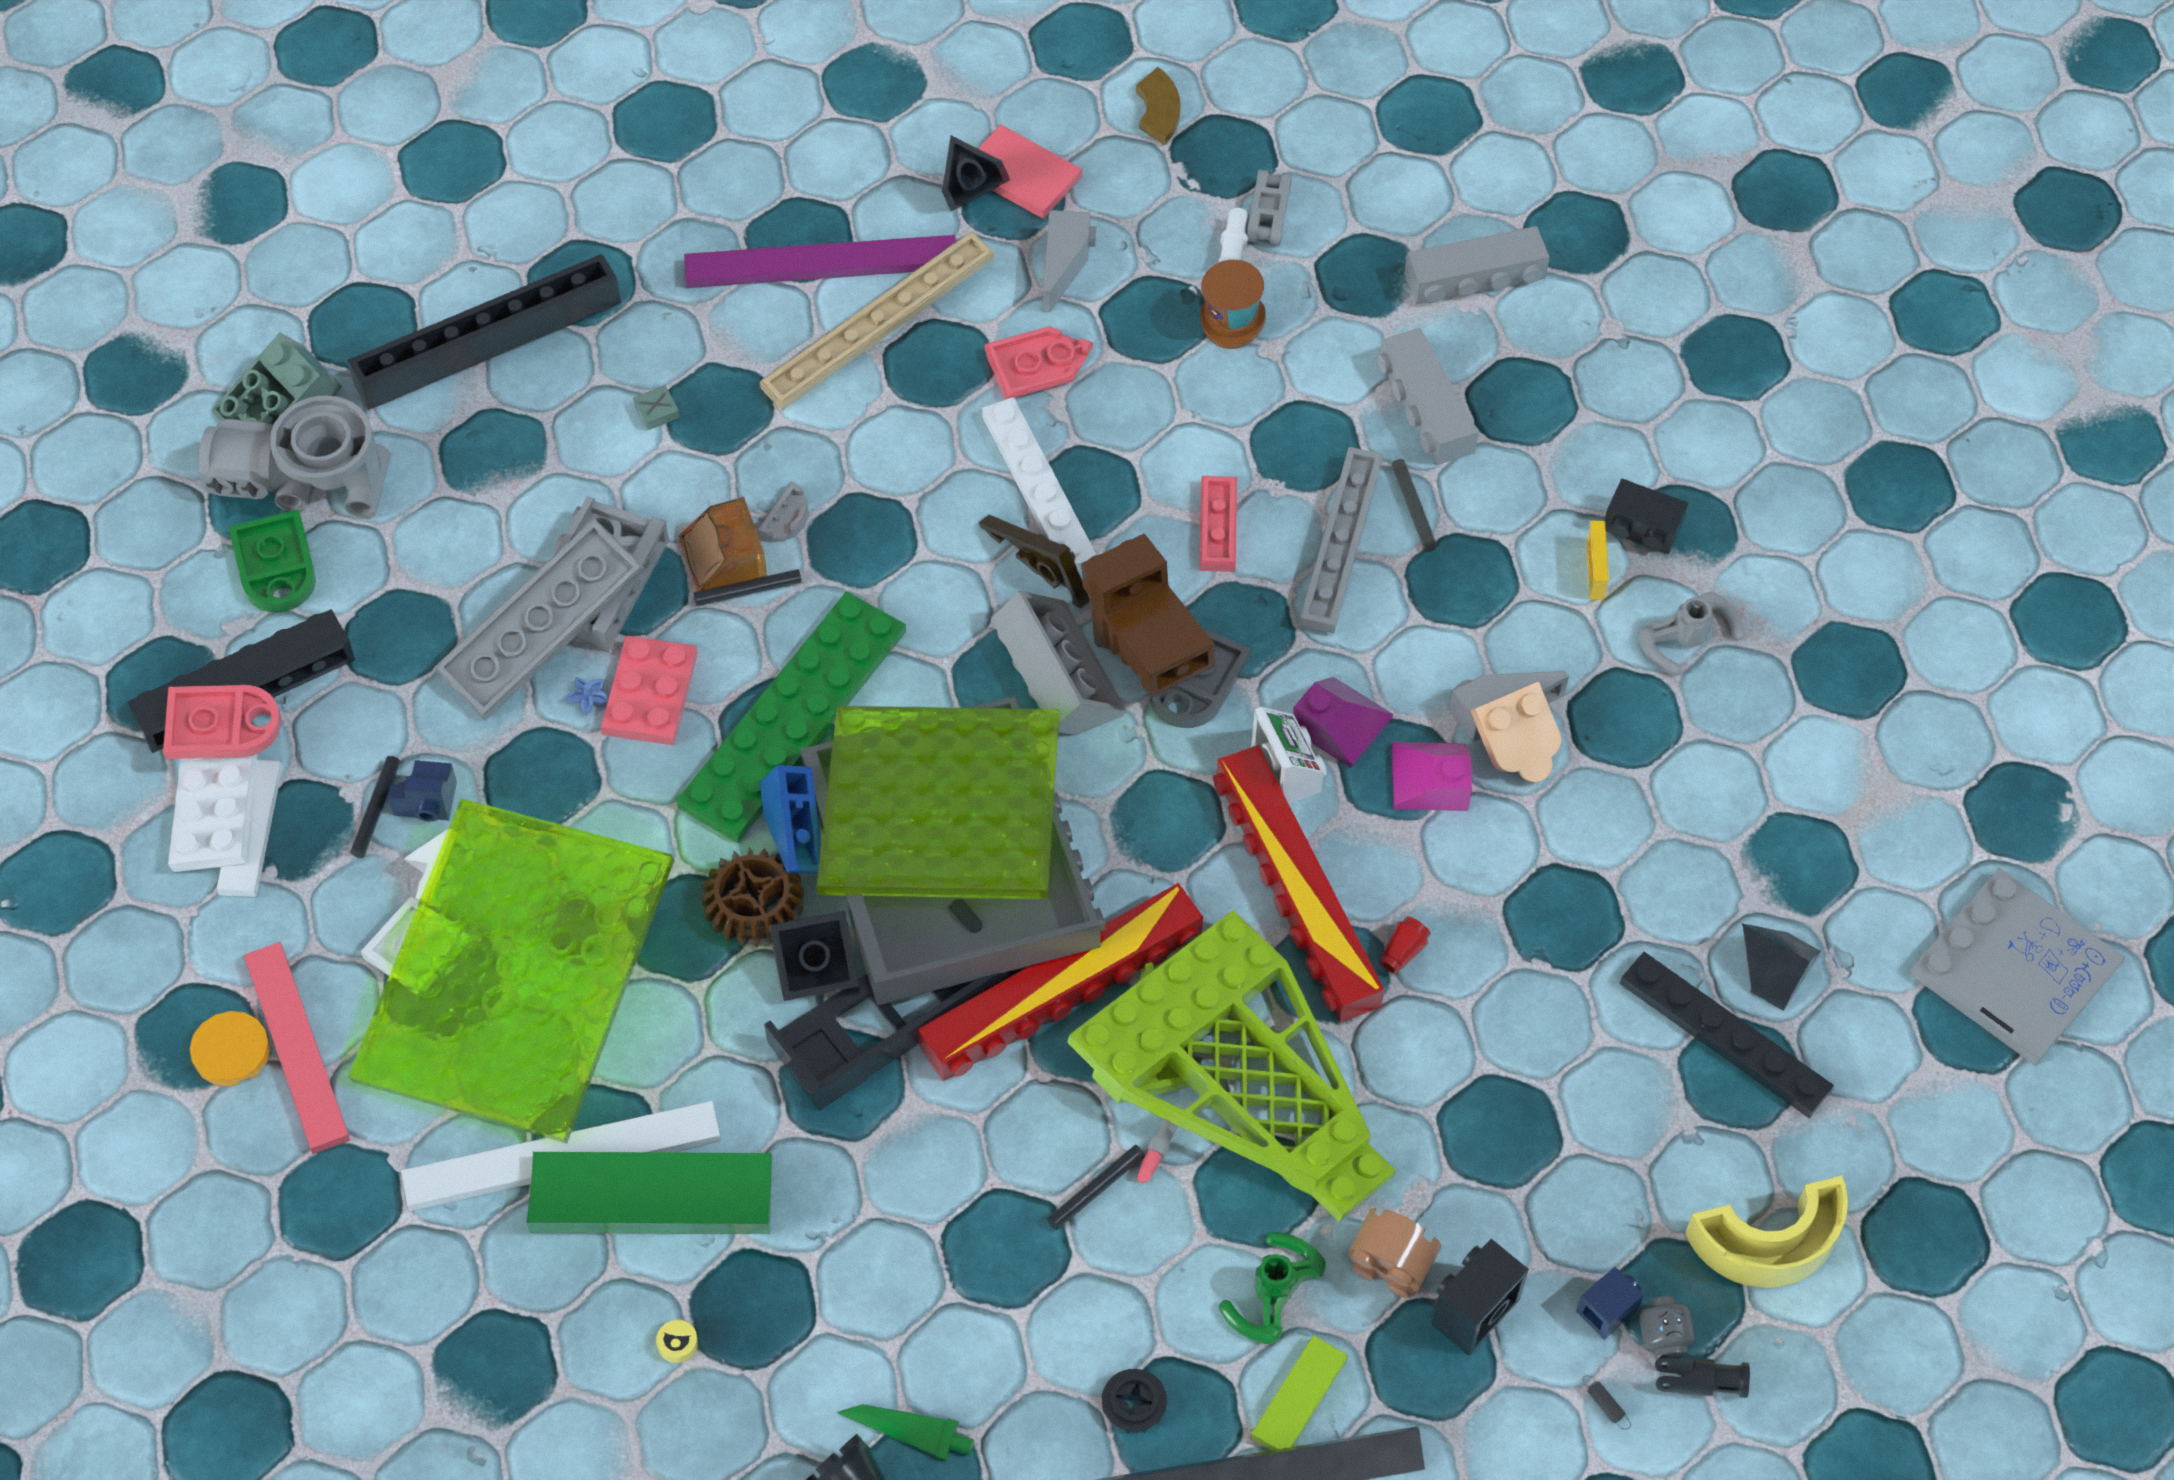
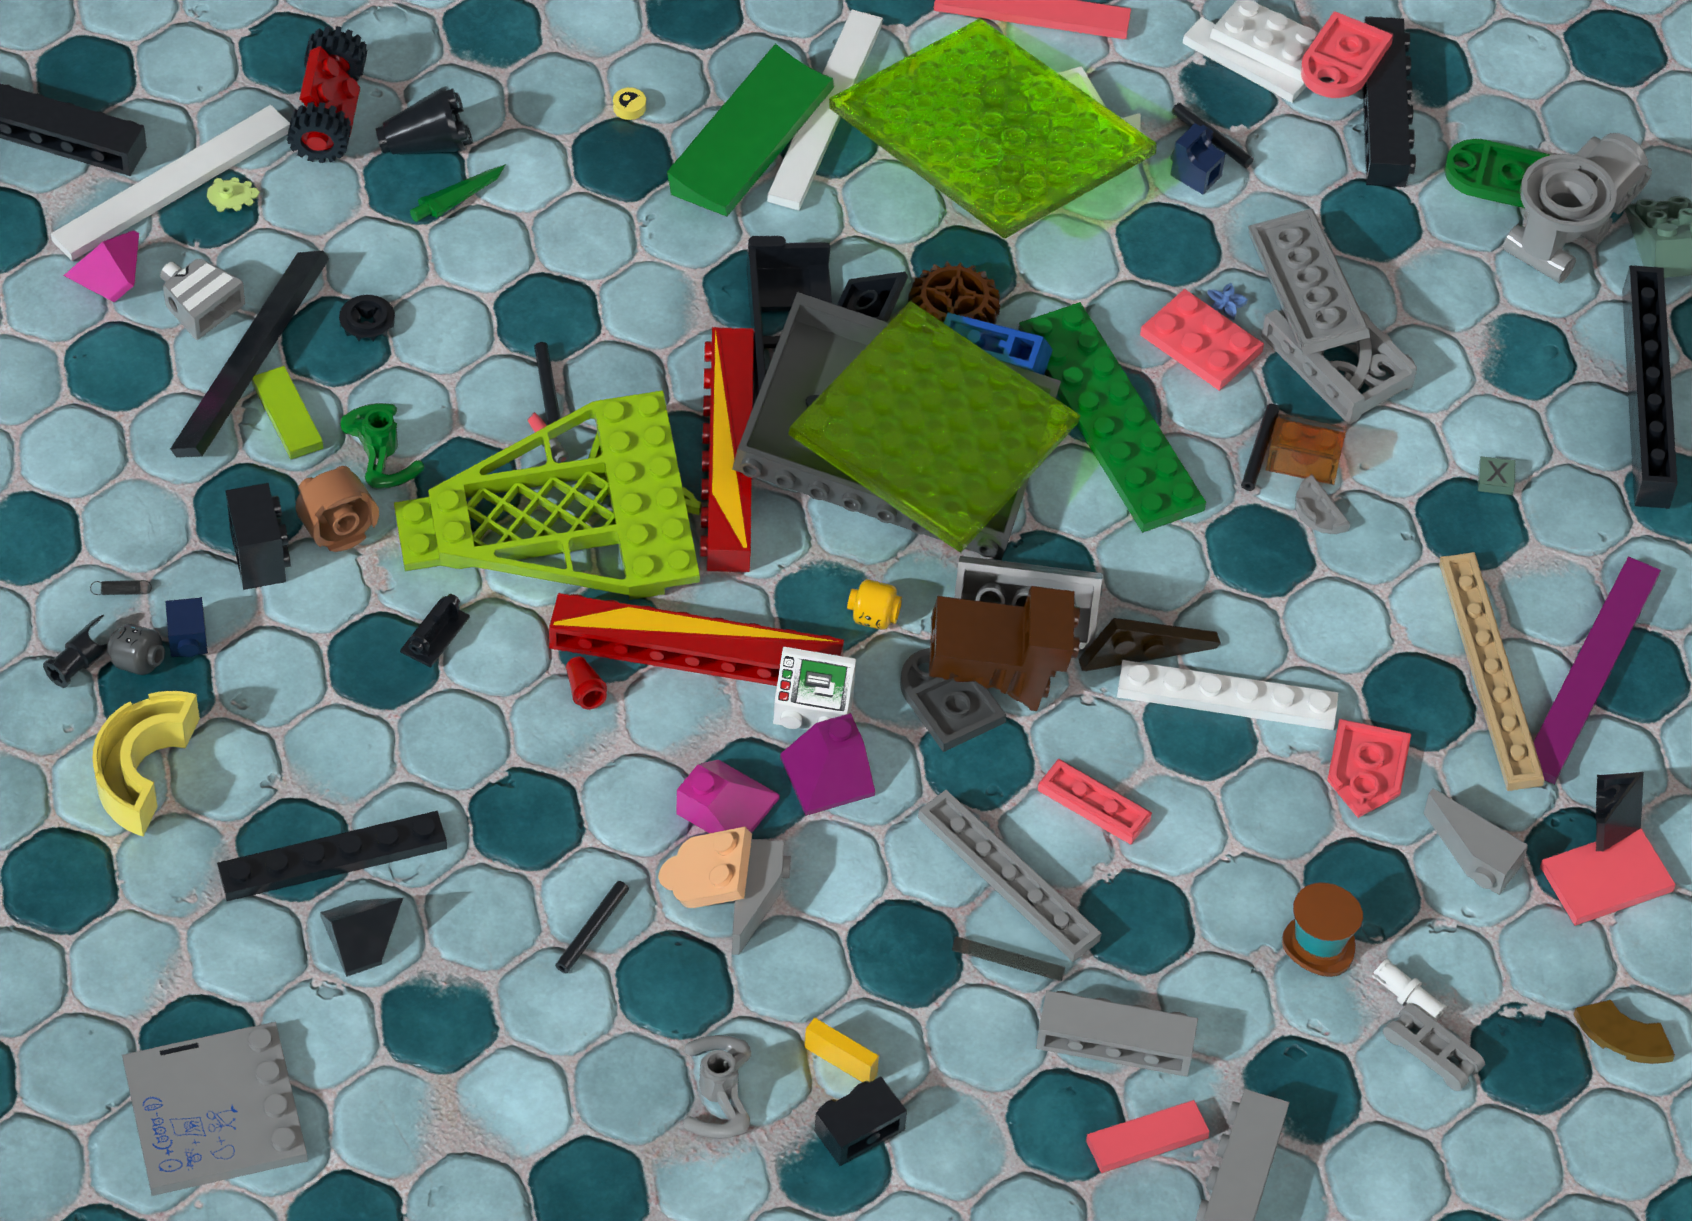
camera: 120 degrees right, 5 degrees down
(1148, 773) = (875, 604): none -> yellow head
(1445, 1100) = (436, 631): none -> black hinge
(1494, 342) = (1147, 1136): none -> coral tile
(1627, 801) = (592, 927): none -> black piece

